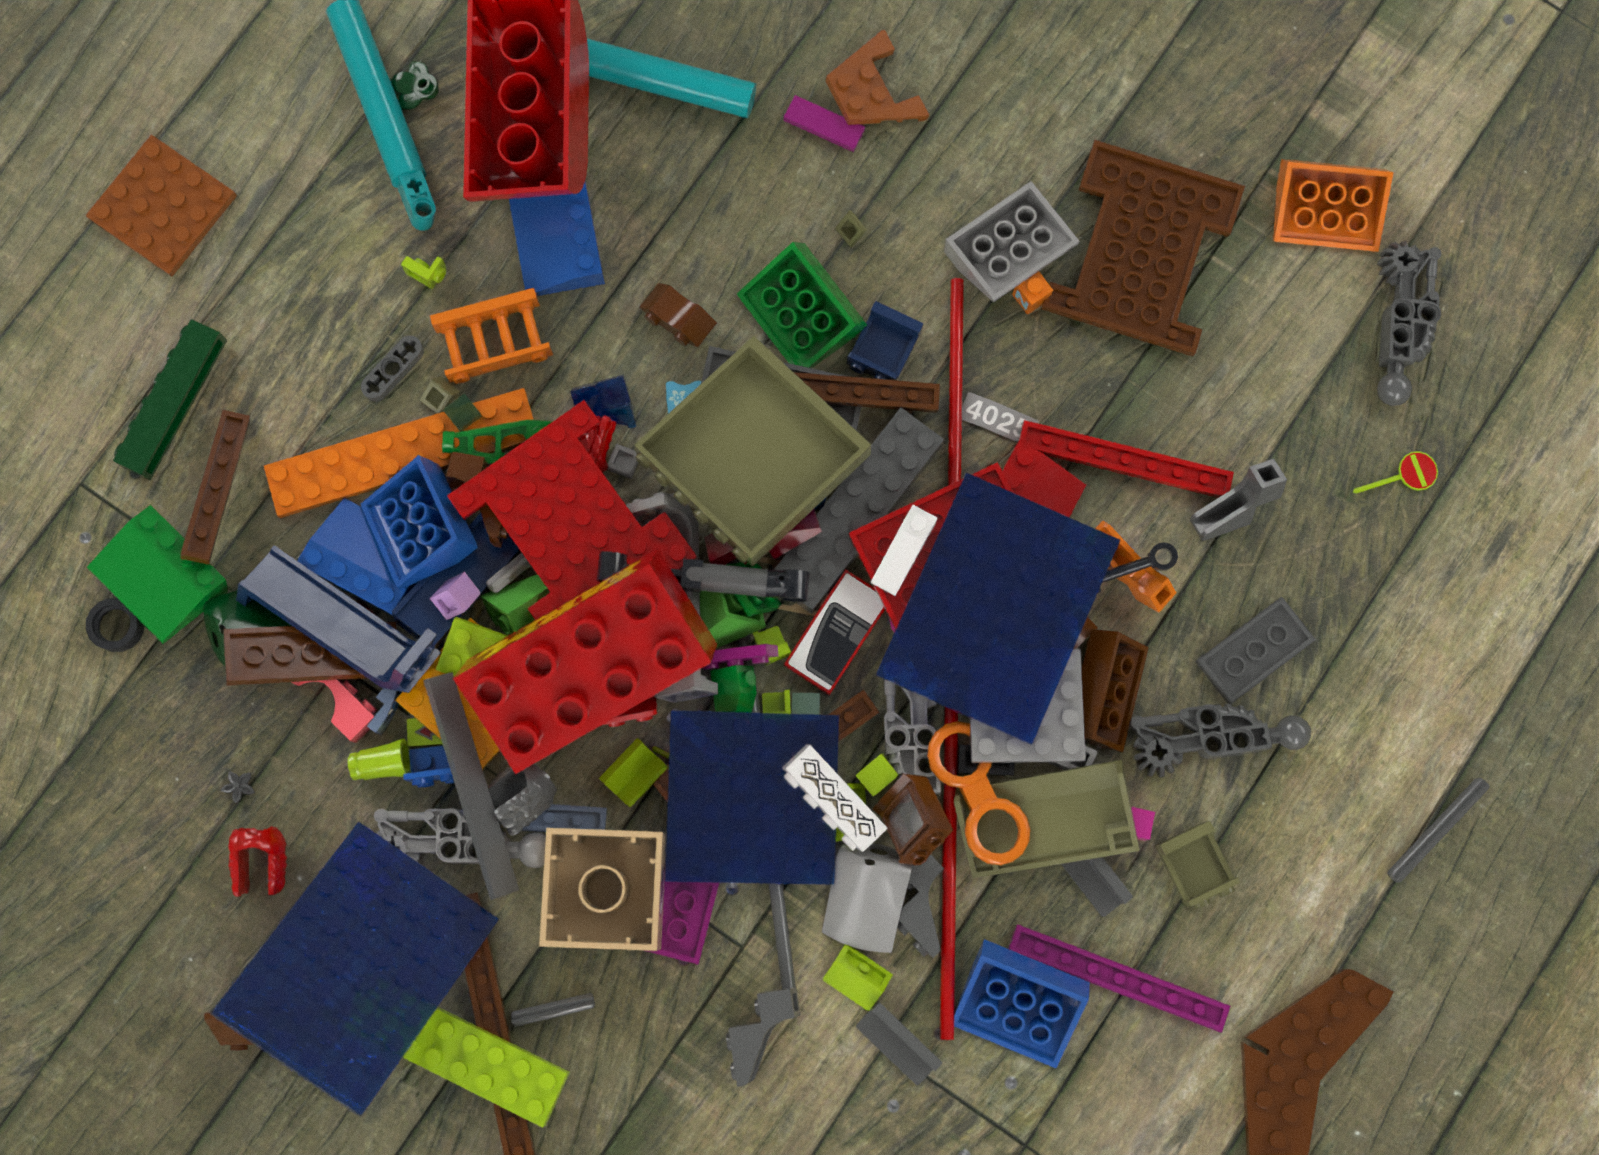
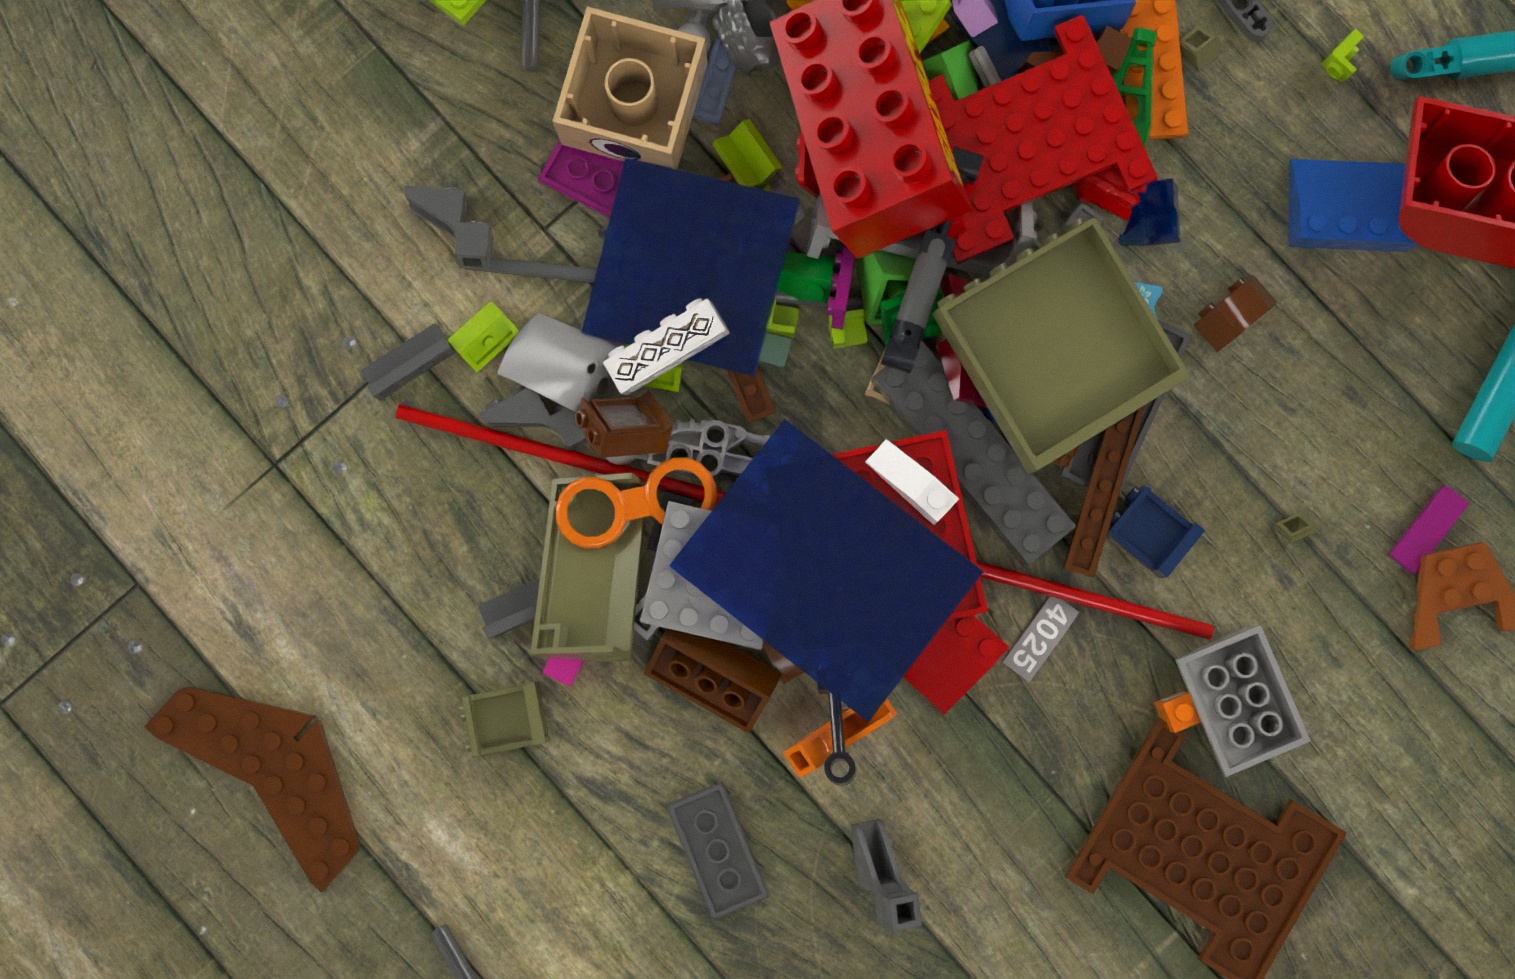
camera: 110 degrees right, 5 degrees up
(462, 412) = (1173, 60): clear green tile -> none
(473, 317) = (1280, 96): orange fence -> none
(801, 307) = (1216, 450): green slope -> none
(836, 633) = (843, 398): slope -> none
(877, 775) = (682, 403): lime panel -> none
(1021, 1003) = (413, 495): blue slope -> none
(1120, 978) = (411, 605): magenta tile -> none
(1126, 460) = (962, 765): red plate -> none
(1227, 721) = (618, 861): dark grey arm -> none

